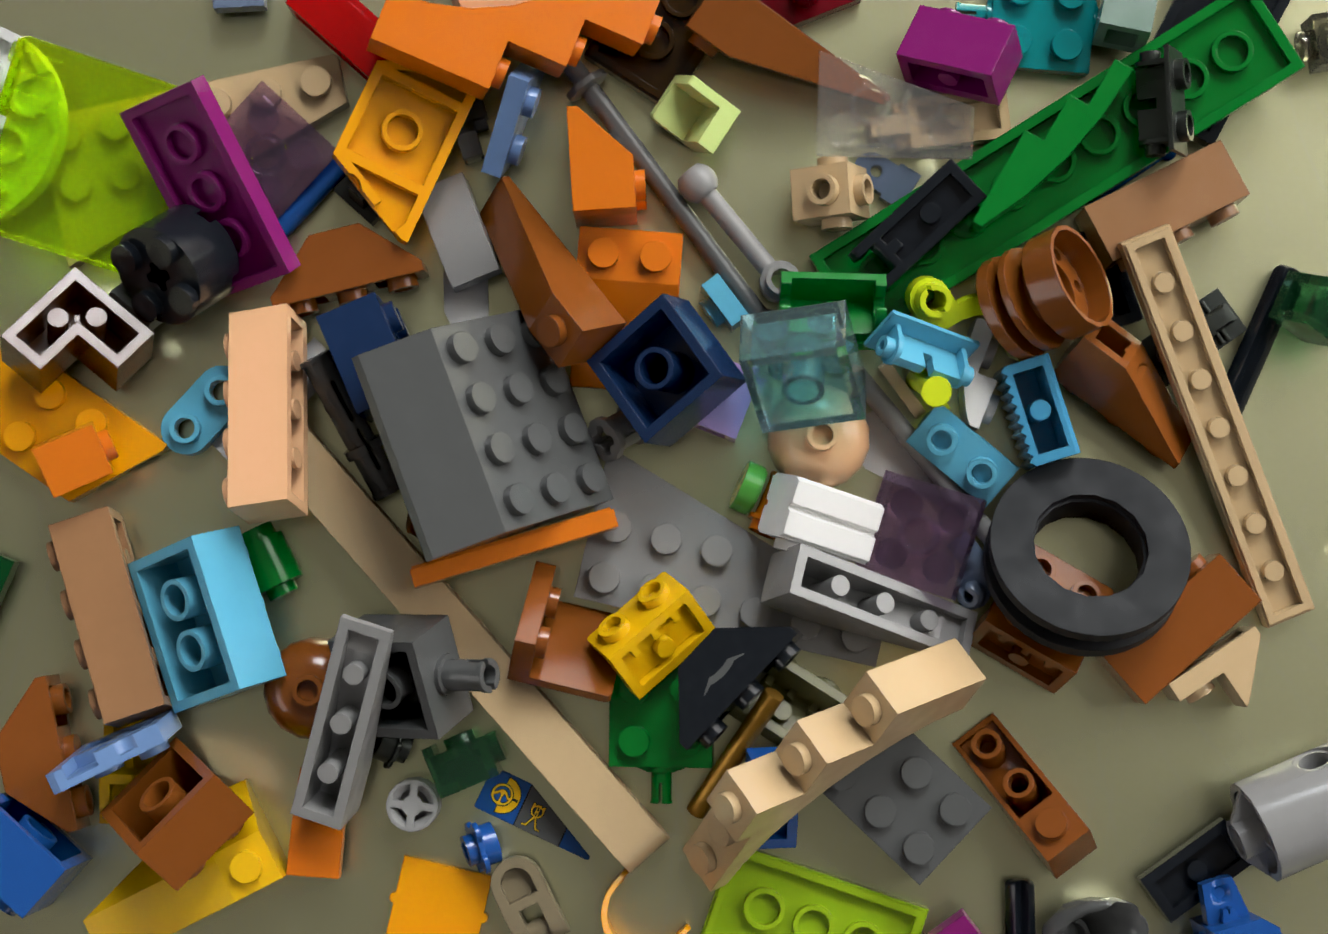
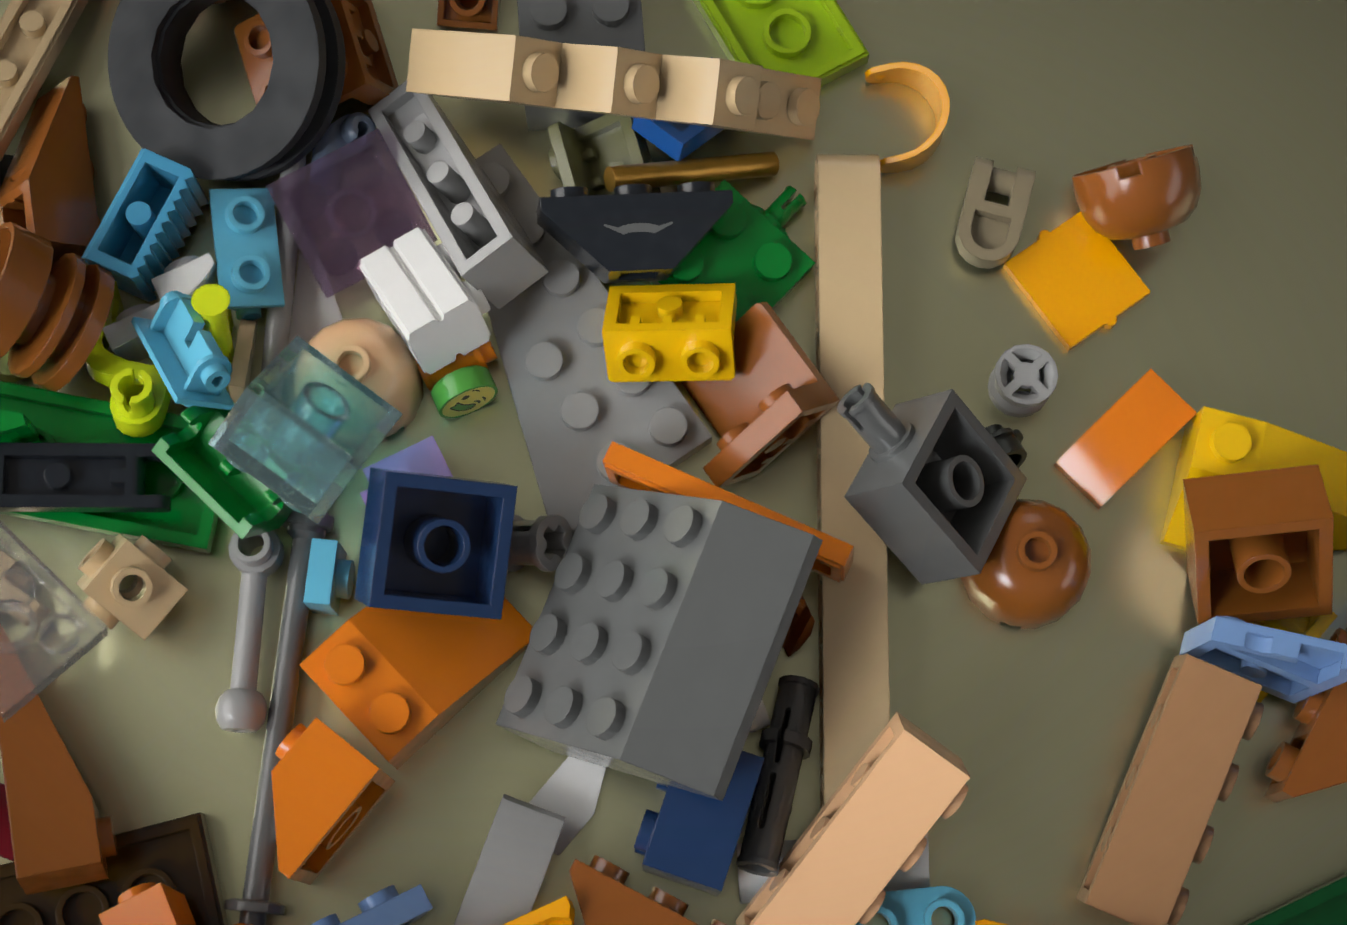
camera: 140 degrees left, 10 degrees down
(206, 618) = (1078, 704): medium azure brick -> none
(272, 561) = (973, 715): green brick -> none
(344, 724) = (1028, 480): light grey slope -> none
(465, 761) = (943, 365): clear green brick -> none
(481, 846) = (993, 291): blue plate -> none
(525, 808) = (923, 298): sticker -> none
(549, 284) = (468, 730): dark orange slope -> none
(694, 114) = (179, 779): yellowish green panel -> none
(894, 179) = (63, 552): sand blue piece -> none

